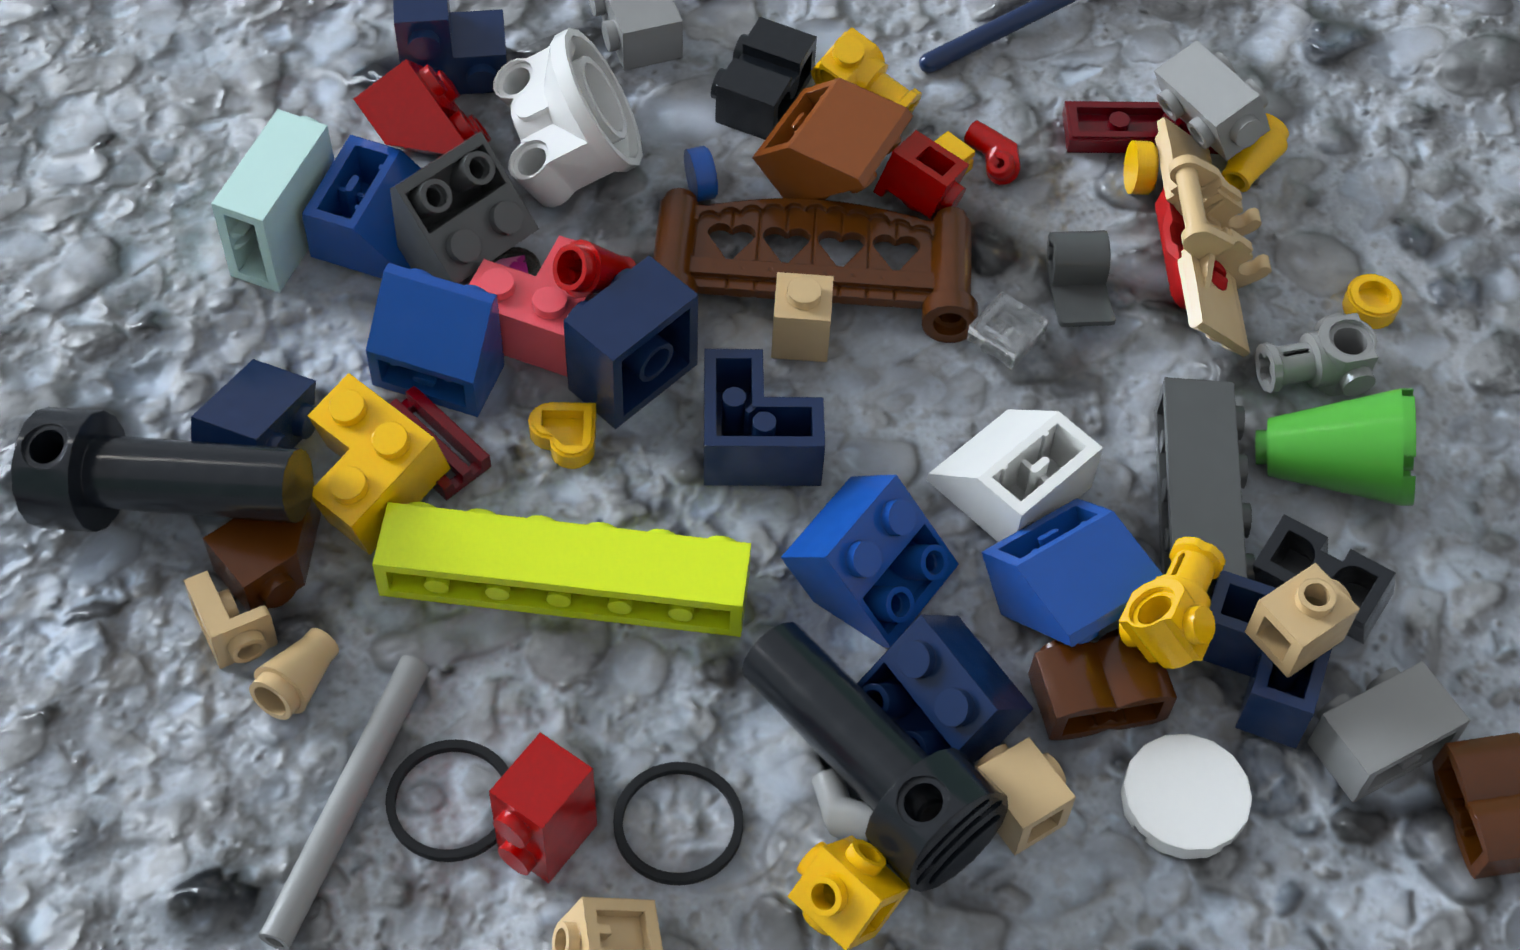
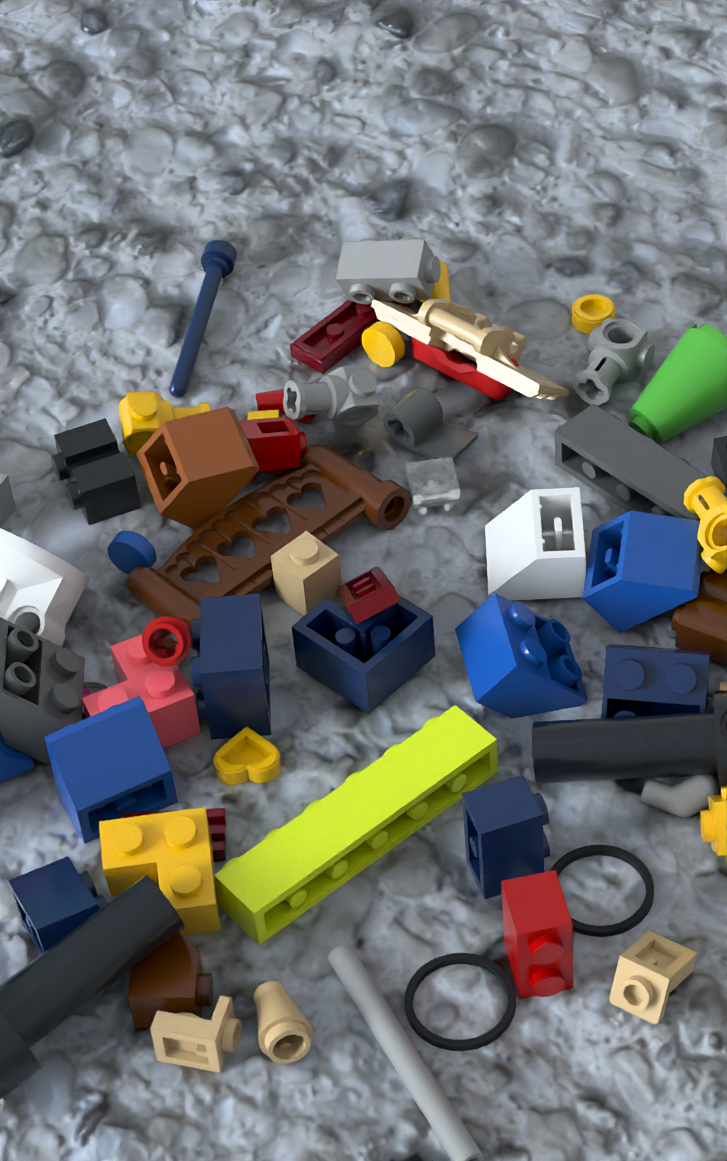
camera: 40 degrees left, 10 degrees down
(633, 696) = (504, 833): none -> dark blue brick
(804, 378) = (368, 594): none -> dark red tile
(1031, 184) = (341, 396): none -> light grey connector

